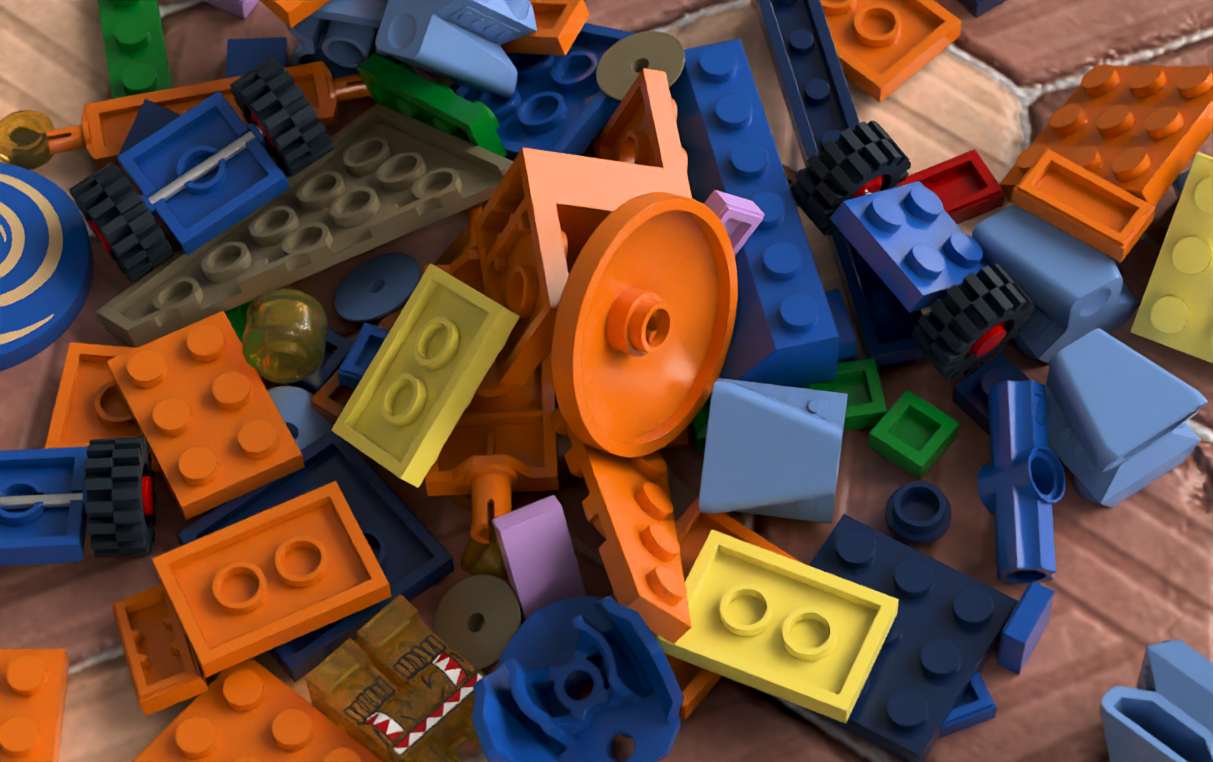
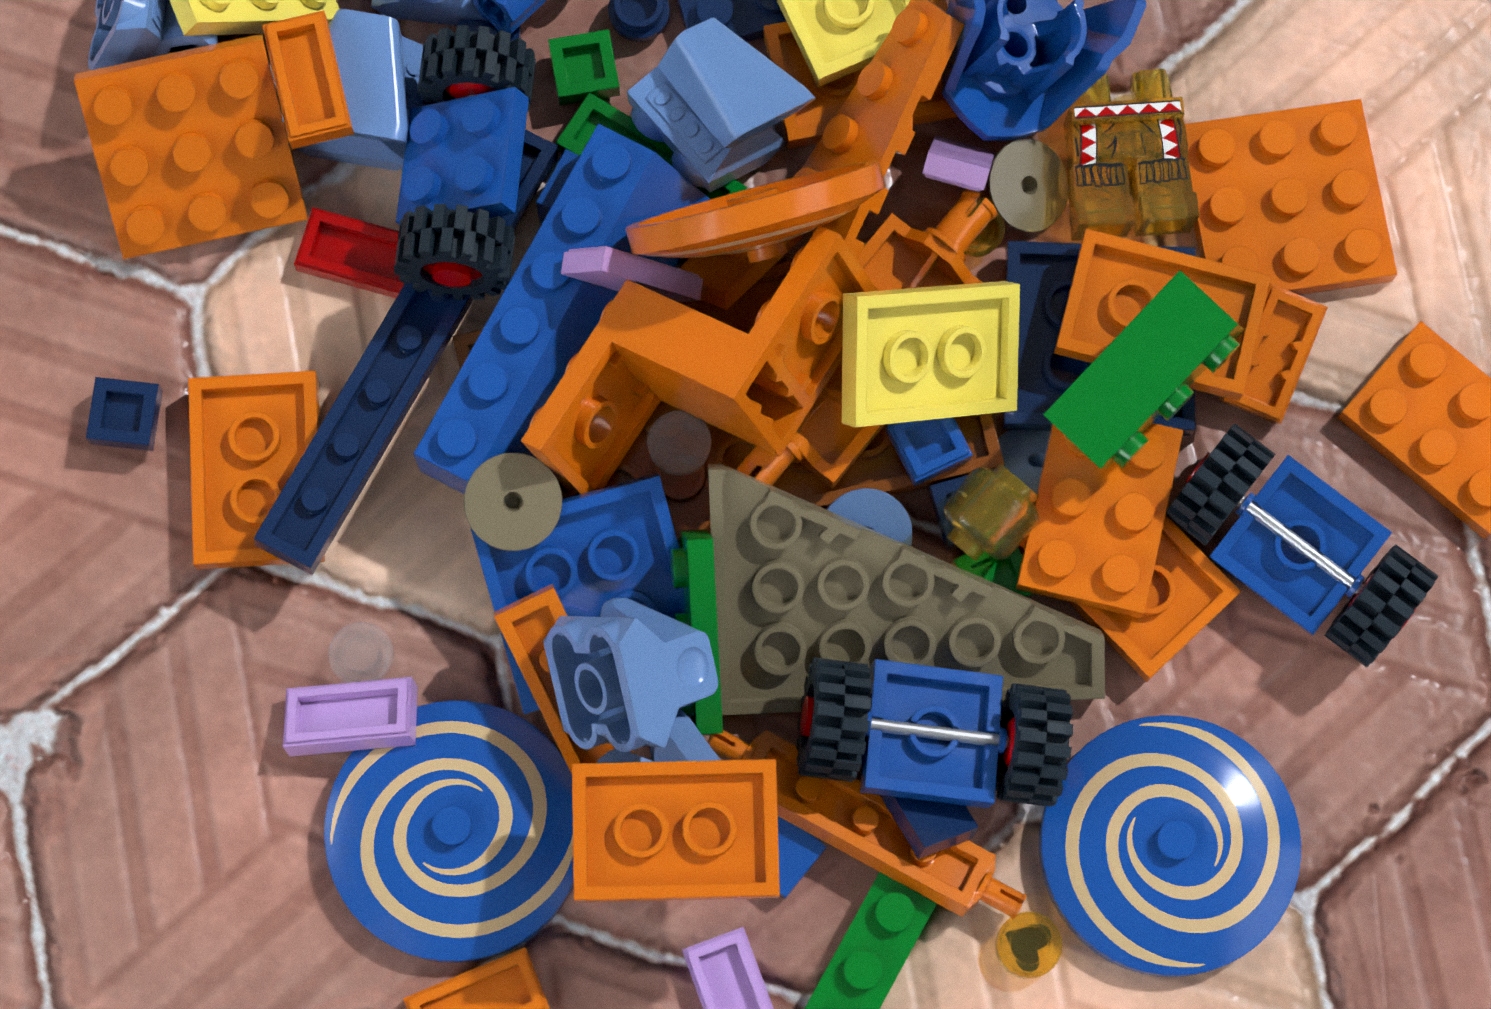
camera: 145 degrees left, 20 degrees up
(234, 490) = (1145, 373): none -> green wedge

